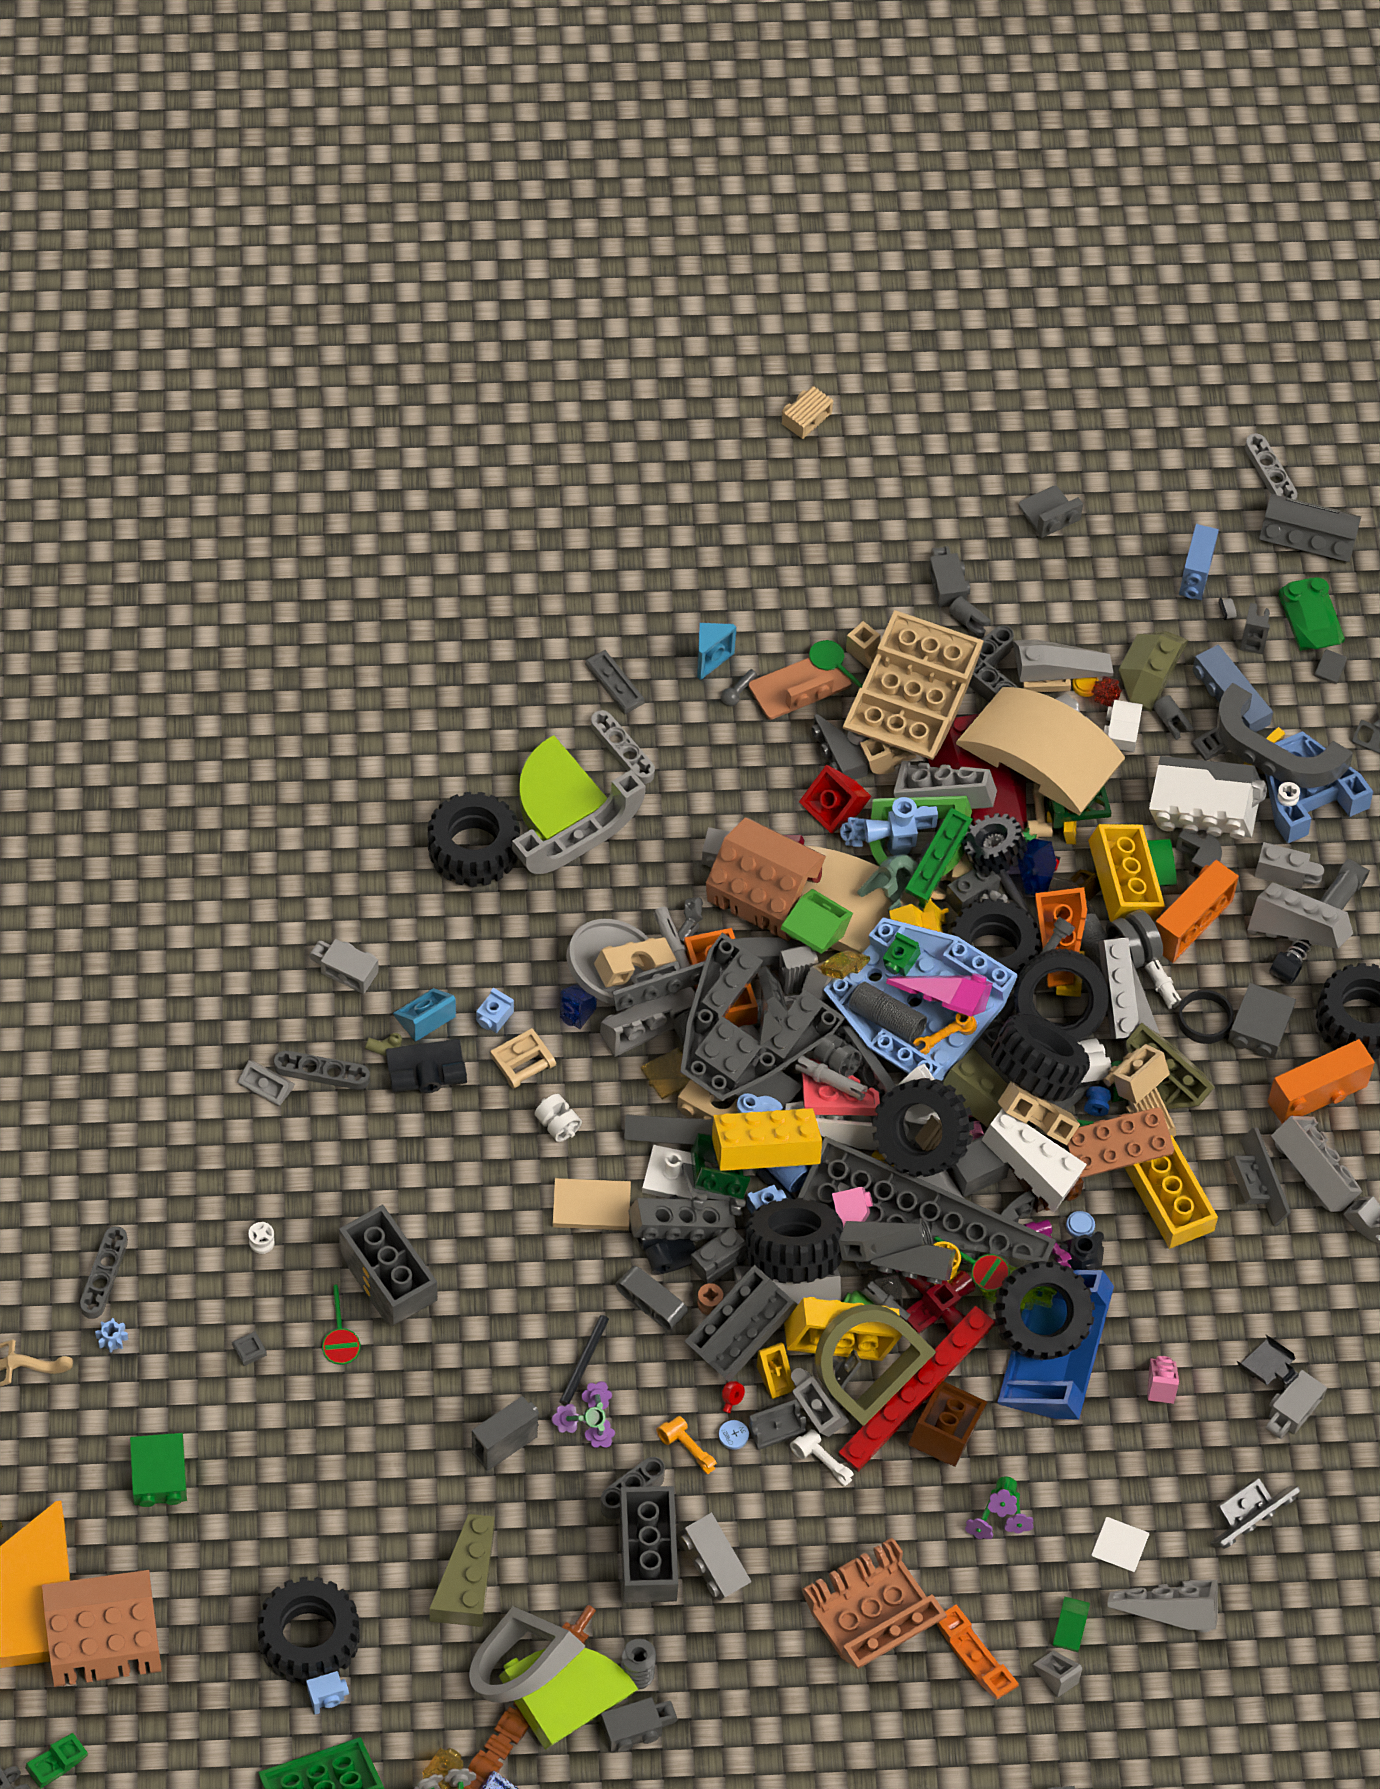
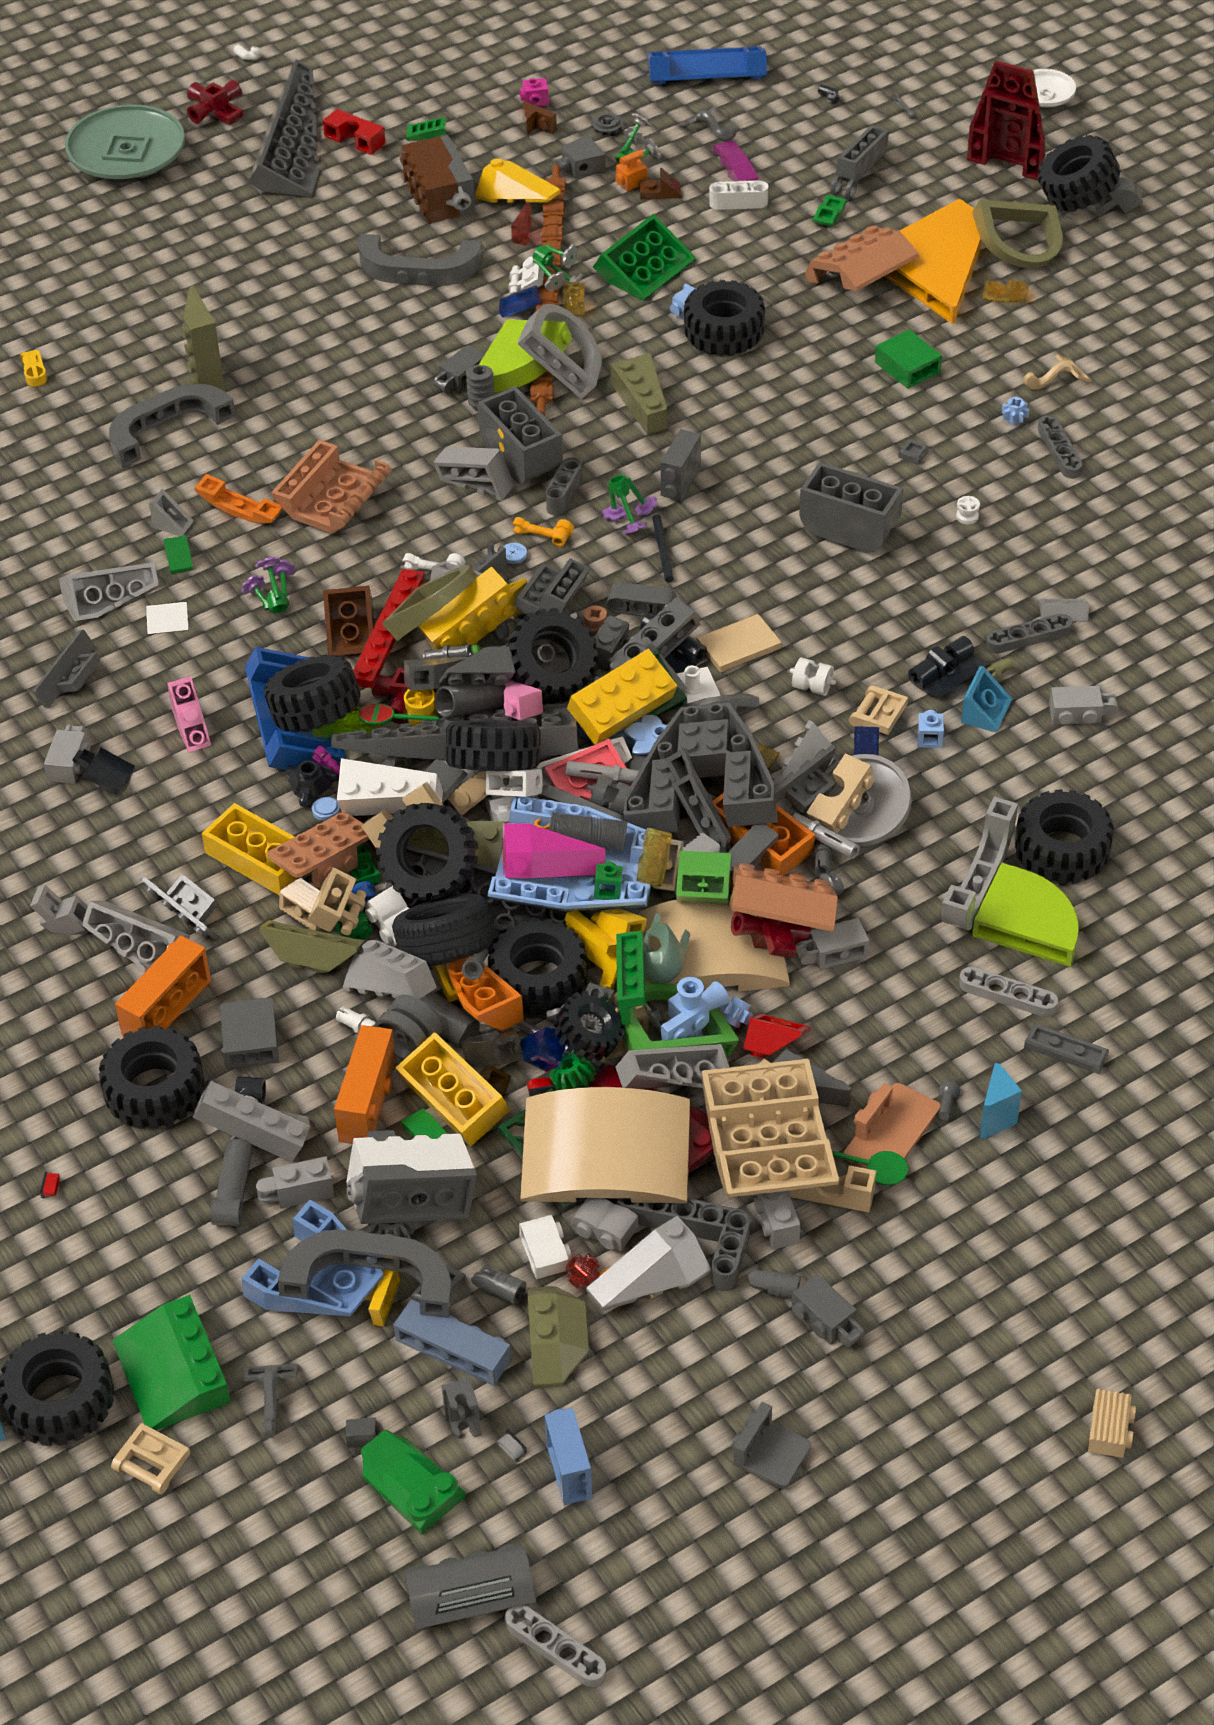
camera: 155 degrees right, 10 degrees down
(732, 1394) = (531, 568): red piece -> none
(1207, 995) = (309, 1037): black tyre -> none
(1282, 795) = (327, 1217): white bush -> none

